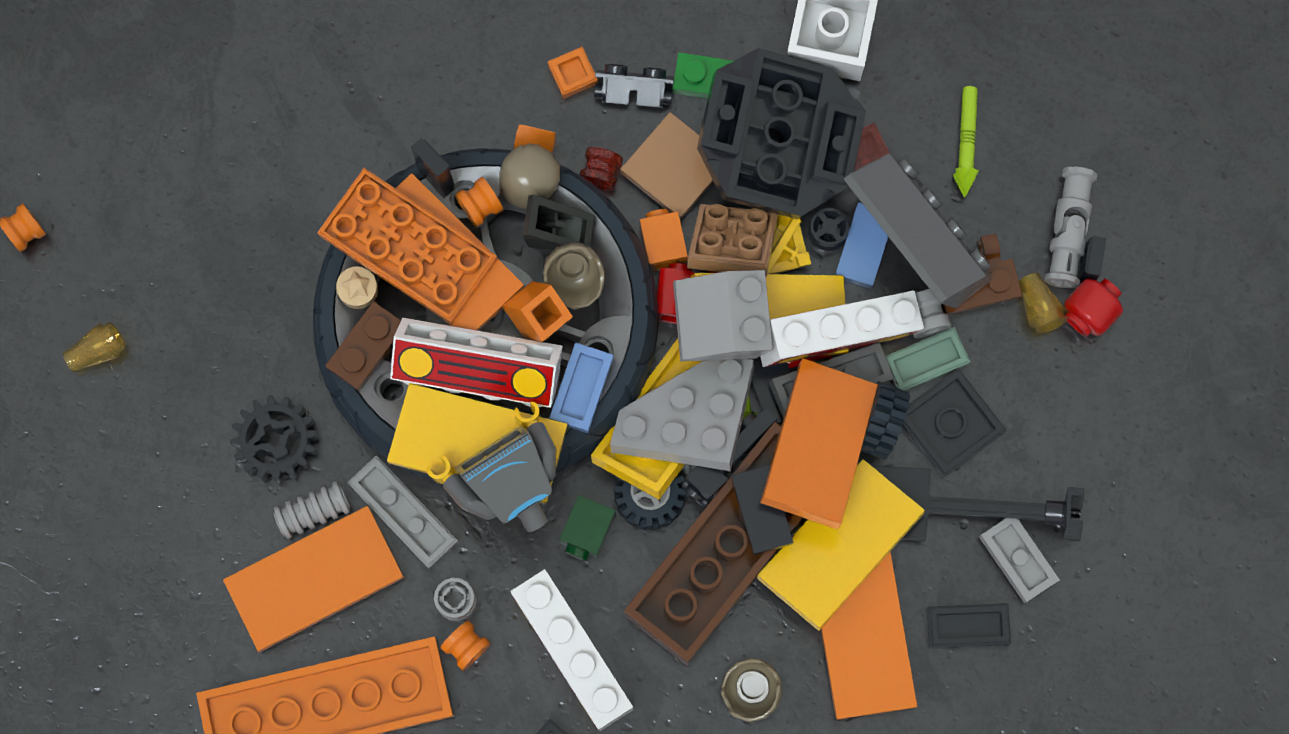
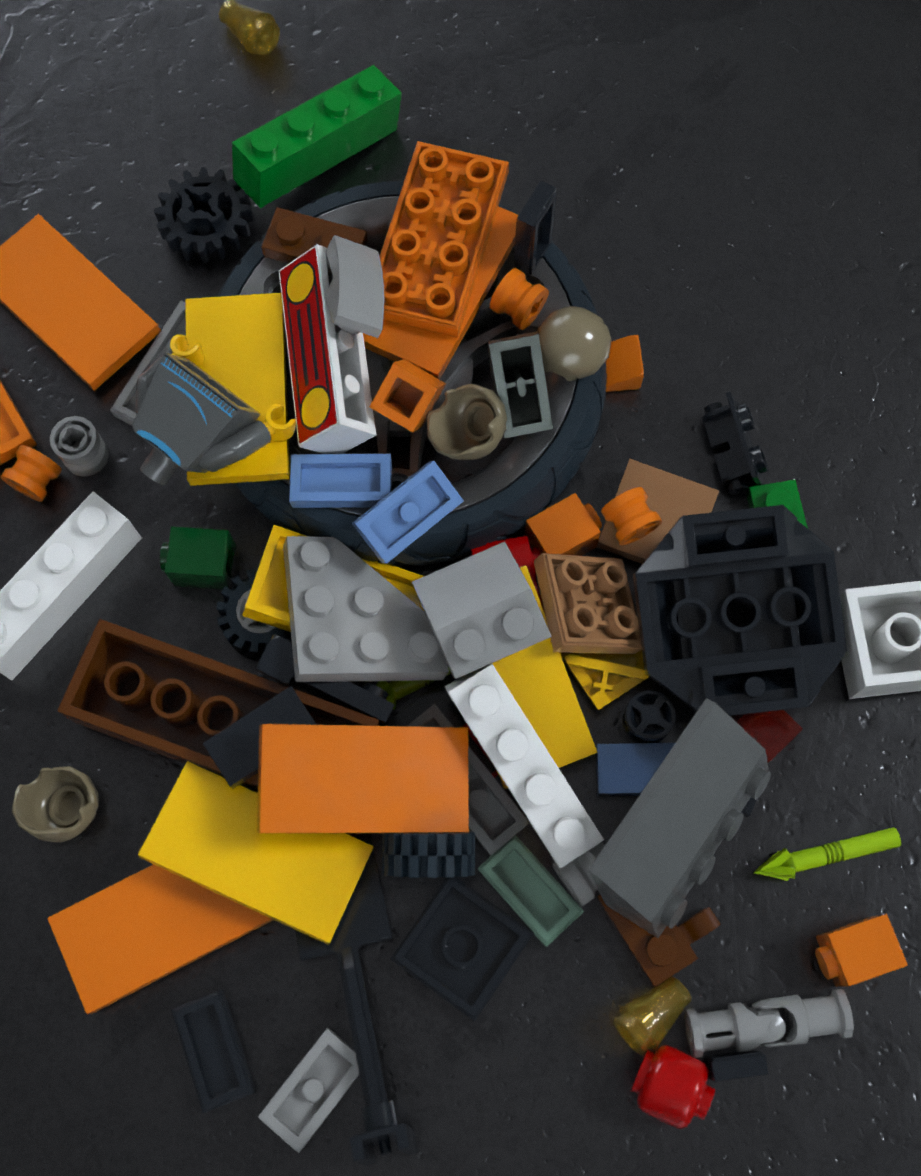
camera: 75 degrees right, 5 degrees down
(243, 319) = (315, 136): none -> green brick
(311, 510) = (139, 275): light grey piece -> none
(357, 287) = (375, 211): tan tile -> none
(449, 318) = (356, 288): none -> light grey slope
(572, 72) = (724, 374): orange tile -> none
(601, 167) = (623, 438): clear red wheel -> none
(629, 343) = (407, 512): none -> medium blue plate
(674, 183) = (631, 516): none -> orange wheel
(1042, 146) = (859, 951): none -> orange brick

